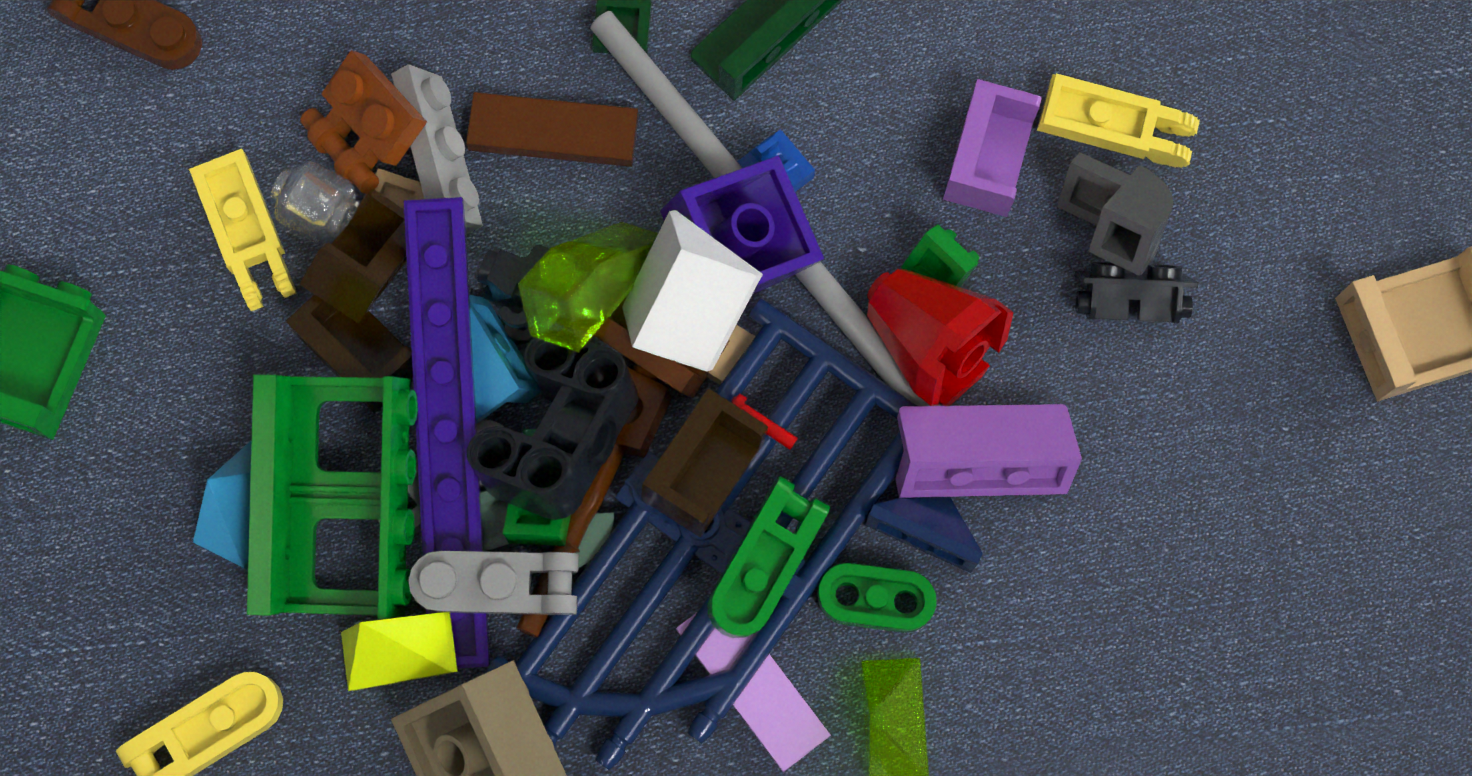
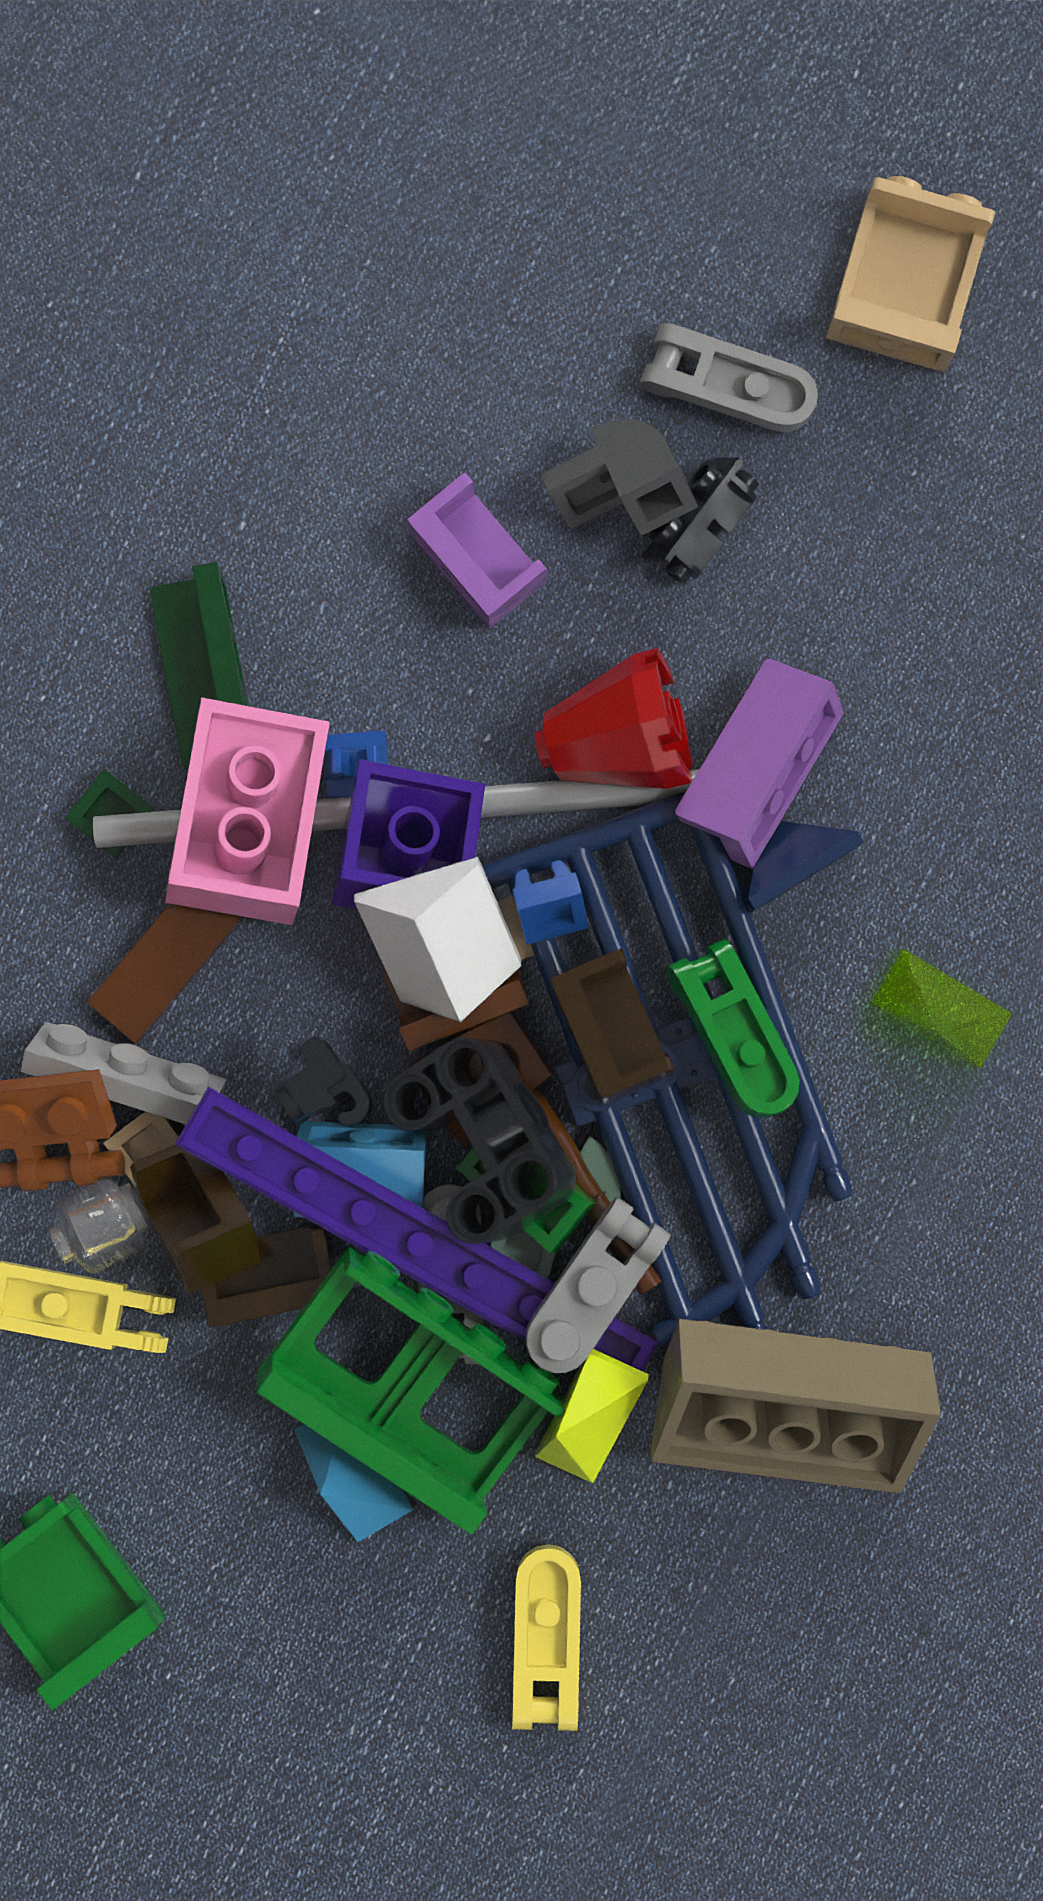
camera: 55 degrees left, 10 degrees up
(583, 283) = (363, 1018): clear neon green slope -> none
(683, 103) = (247, 812): none -> bright pink slope
(764, 358) = (549, 906): none -> blue tile
(767, 703) = (855, 1112): lavender tile -> none
(774, 431) = (575, 958): red piece -> none
(876, 595) = (826, 952): green plate -> none
(941, 257) = (554, 674): green tile -> none
(1115, 120) = (524, 418): light yellow hinge -> none
(1251, 247) = (730, 380): none -> light grey plate

